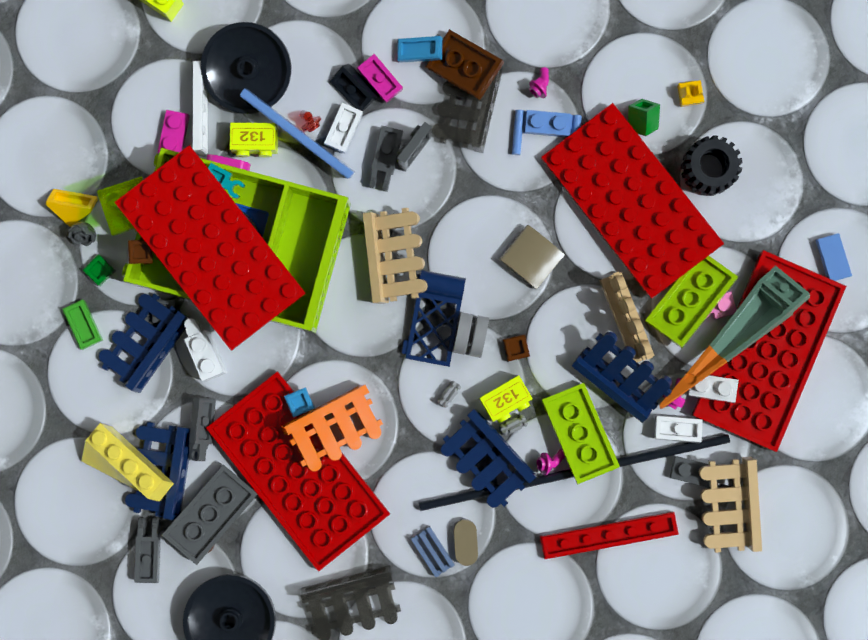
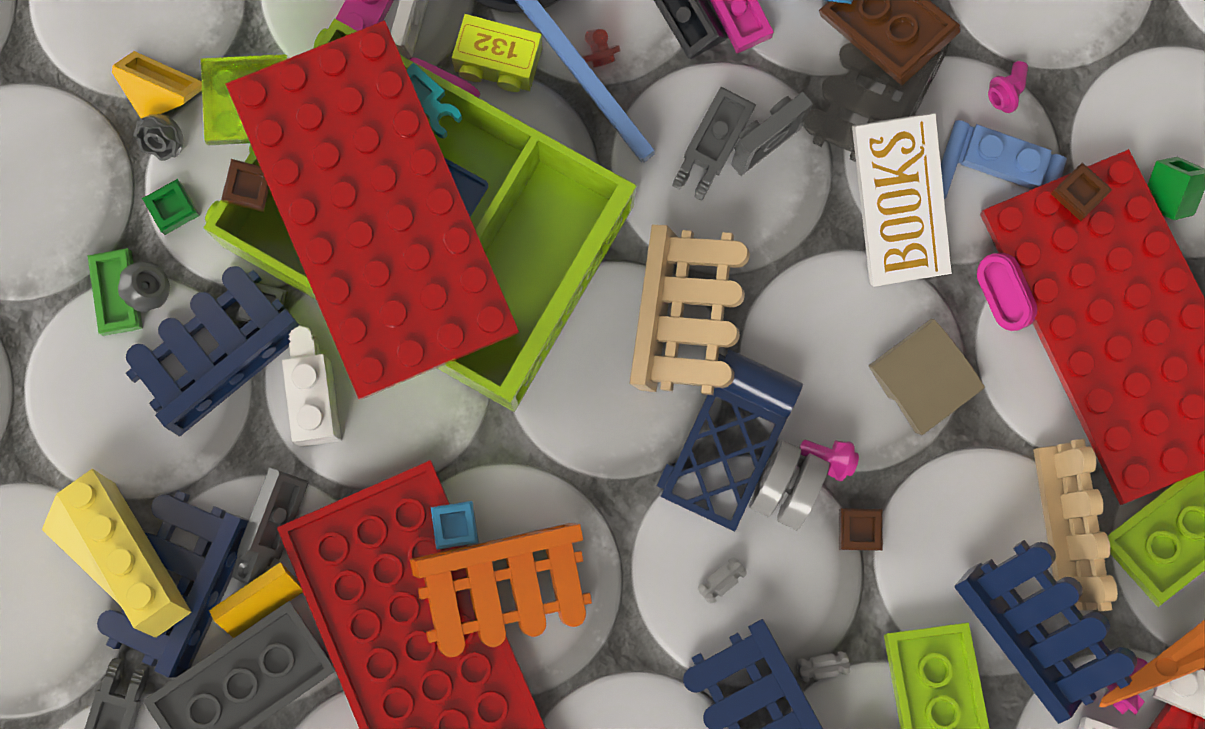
camera: 10 degrees right, 5 degrees down
(91, 320) = (136, 296): none -> dark grey plate
(206, 468) = (256, 600): none -> yellow tile
(343, 128) = (654, 74): white plate -> none
(494, 164) = (902, 199): none -> white tile
(496, 313) = (841, 457): none -> dark pink plate
(505, 399) = (823, 615): neon yellow brick -> none
(564, 199) = (1007, 291): none -> dark pink tile
(591, 134) = (1081, 191): none -> reddish brown tile

